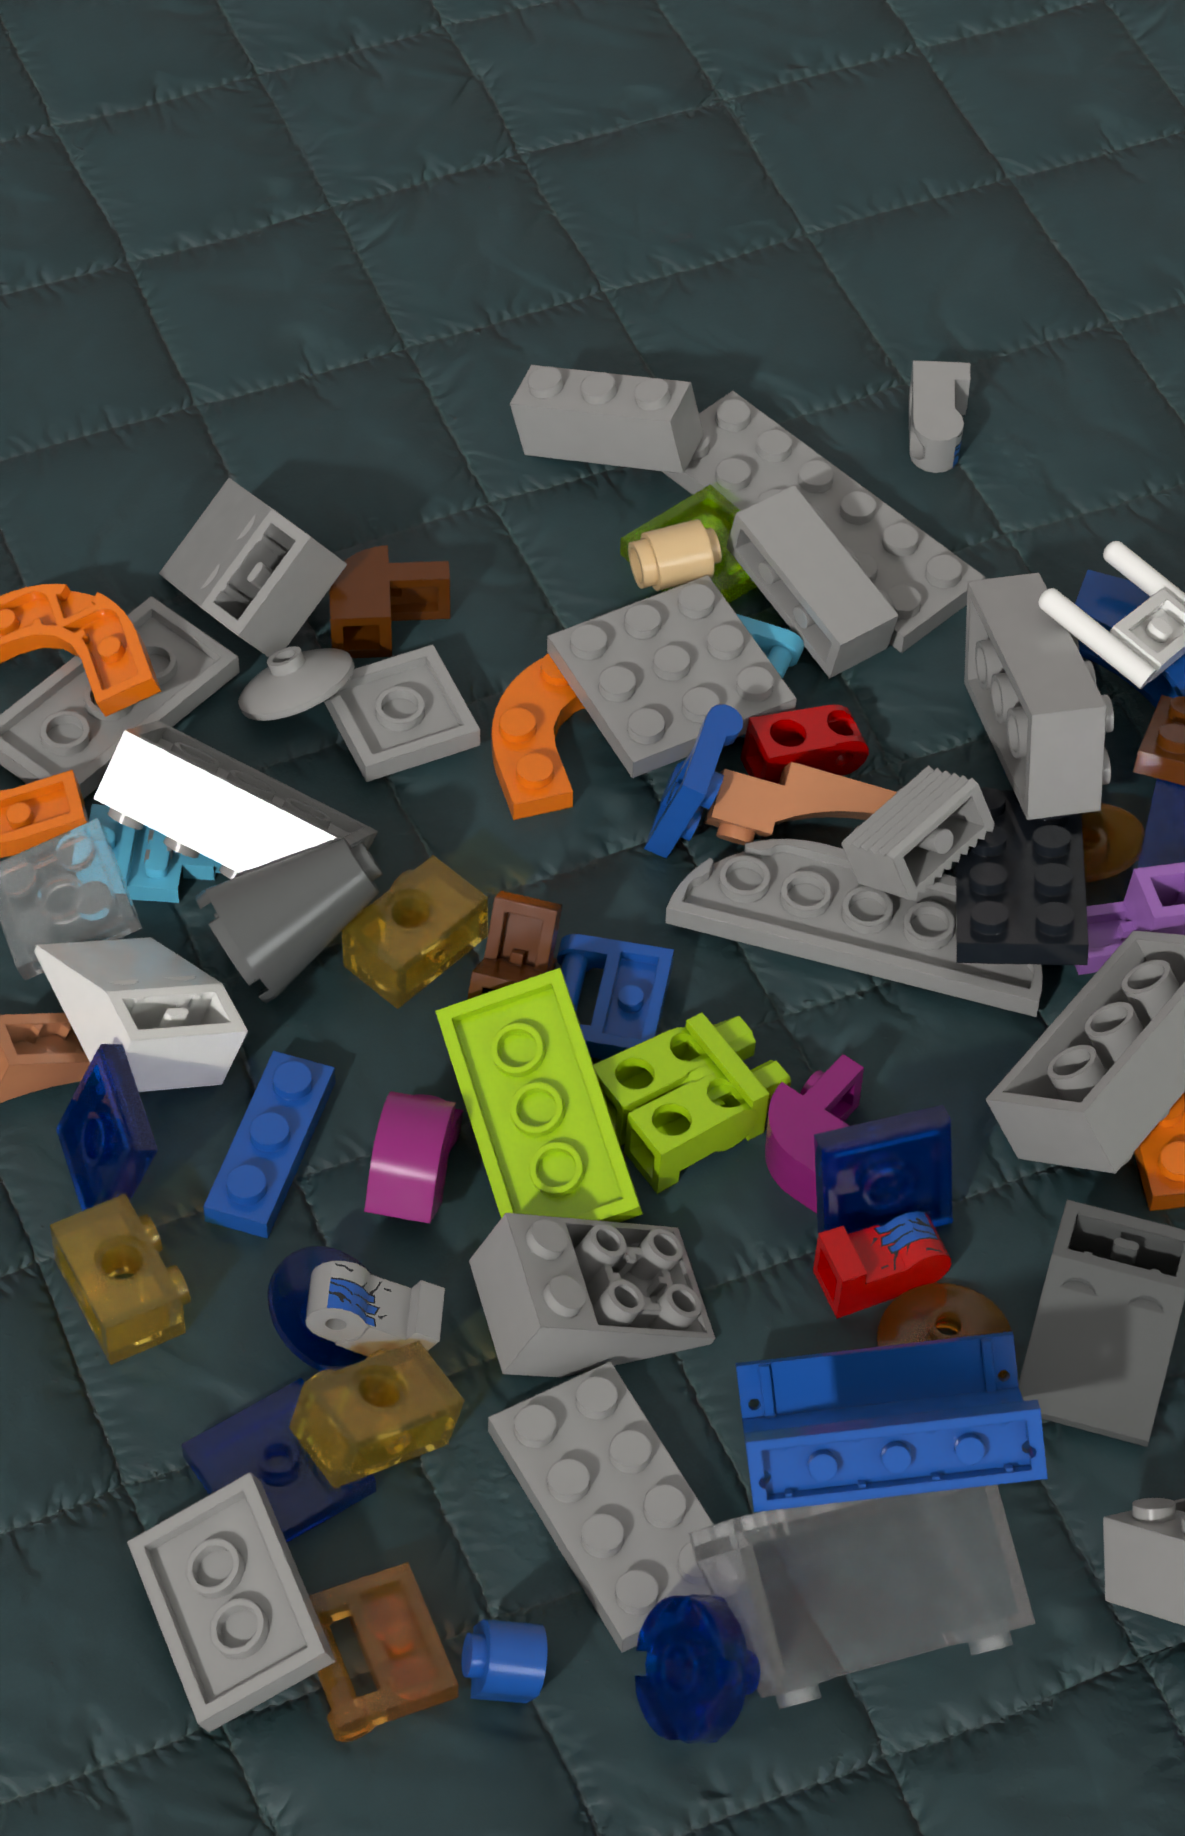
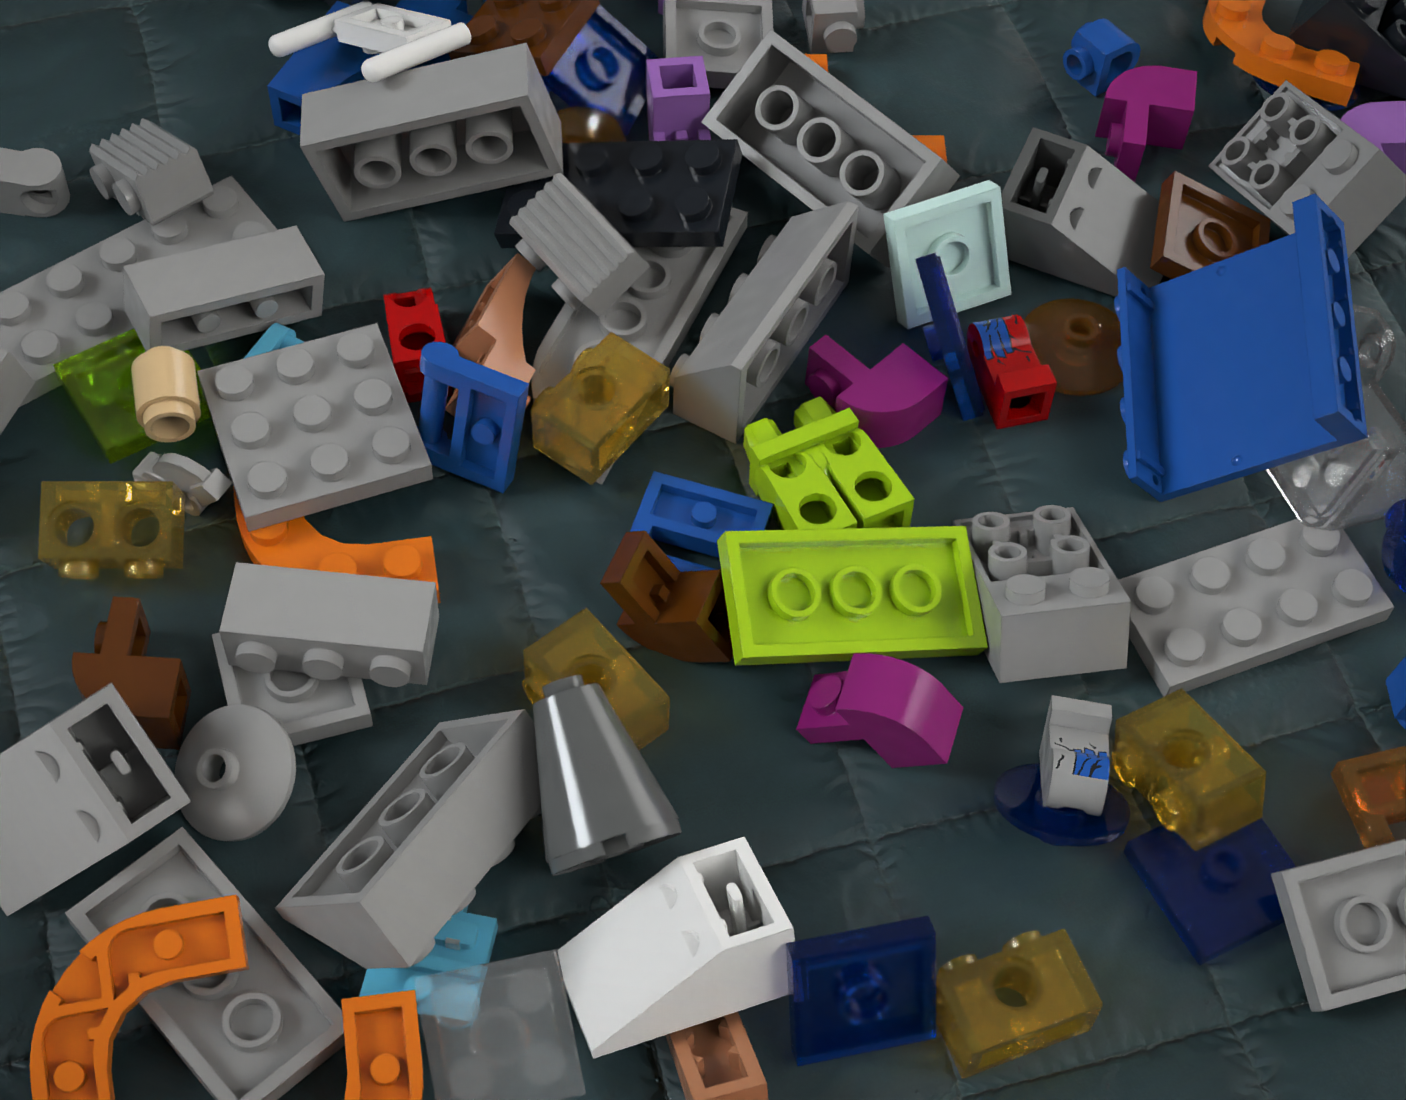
camera: 85 degrees left, 5 degrees up
(269, 1144) = (838, 854): blue plate -> none
(434, 711) = (330, 624): none -> light grey brick
(532, 556) = (114, 512): none -> clear yellow brick
(607, 593) = (197, 482): none -> light grey piece
(722, 881) = (600, 407): none -> clear yellow brick
(893, 1031) = (765, 321): none -> light grey slope
(955, 505) = (149, 172): none -> light grey brick
(1008, 1175) = (966, 234): none -> light aqua plate
(1104, 1448) = (1201, 227): none -> reddish brown plate

